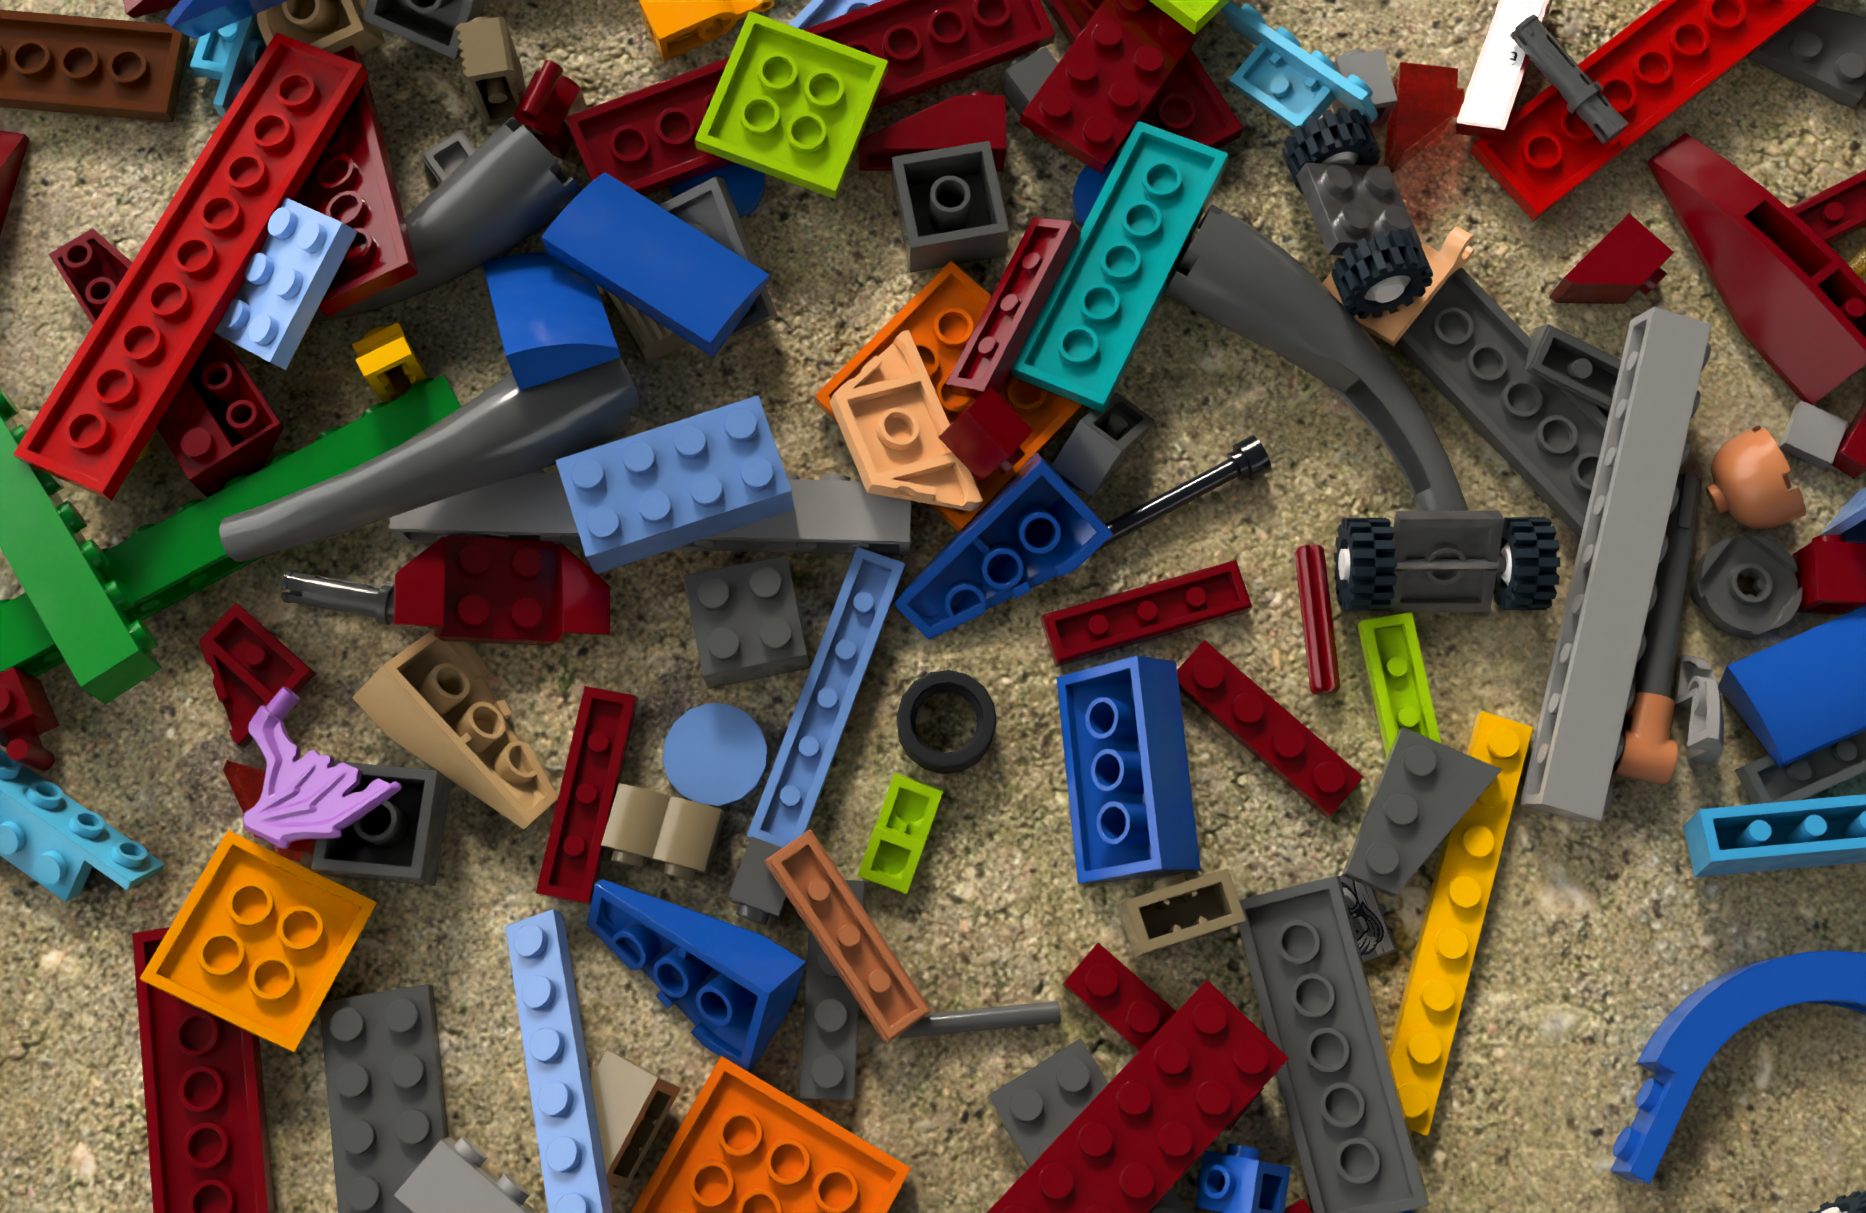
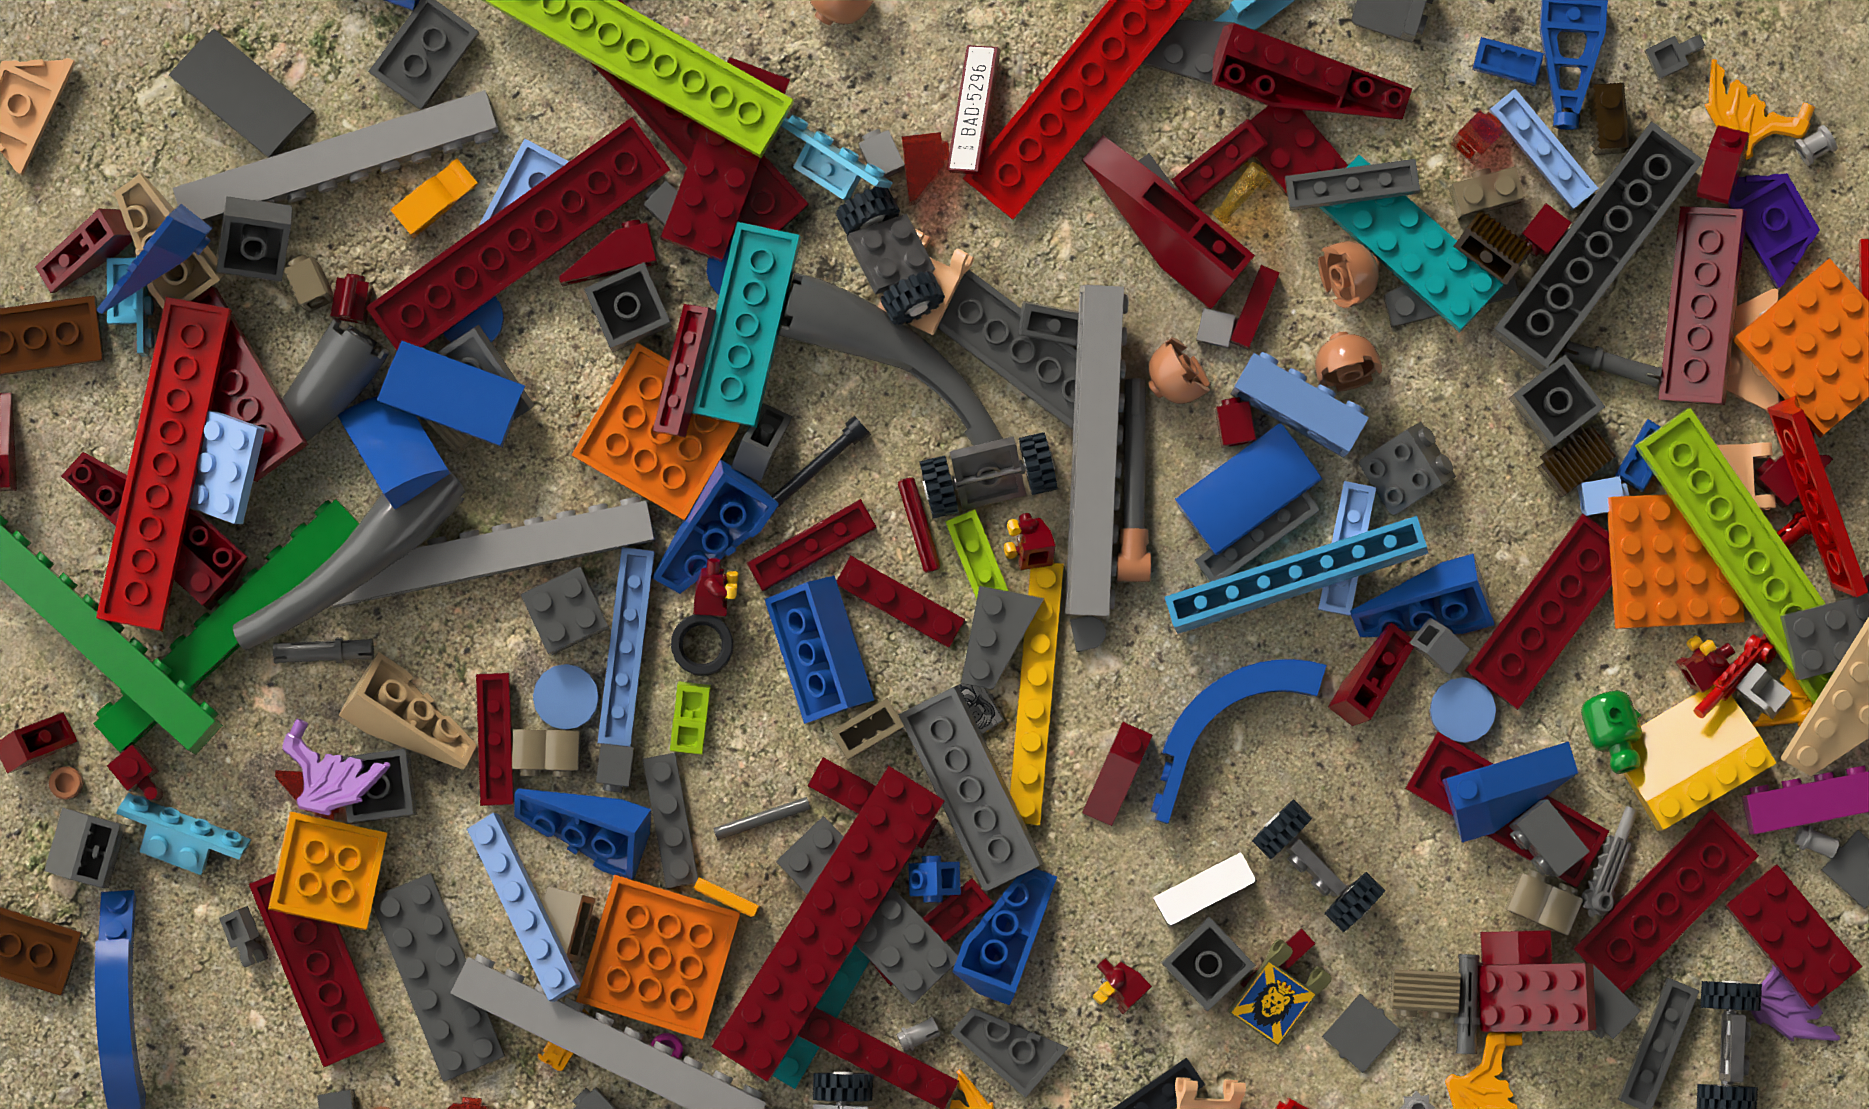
camera: 10 degrees left, 10 degrees up
(97, 1009) = (240, 933): none -> dark grey plate
(249, 668) = (268, 711): dark red wing -> none
(389, 361) = (298, 496): yellow arch -> none
(447, 155) = (296, 346): light grey tile -> none
(501, 592) = (412, 627): dark red piece -> none
(675, 484) = (502, 540): medium blue brick -> none
(791, 104) = (511, 267): lime plate -> none
(847, 936) = (672, 788): nougat tile -> none
(894, 429) = (632, 469): light nougat wing -> none
(896, 1138) = (726, 897): none -> light orange tile
(982, 637) = (711, 591): none -> dark red piece
(987, 435) = (686, 462): dark red brick -> none
(1494, 682) = (1034, 542): none -> dark red piece
(1551, 843) = (1087, 632): none -> dark grey tile
(1570, 1076) = (1117, 773): none -> dark red slope
(1574, 86) = (1014, 125): dark grey pin -> none
(1616, 267) = (1069, 244): dark red slope -> none
(1699, 692) = (1164, 533): light grey brick -> none
(1726, 606) = (1177, 423): dark grey plate -> none

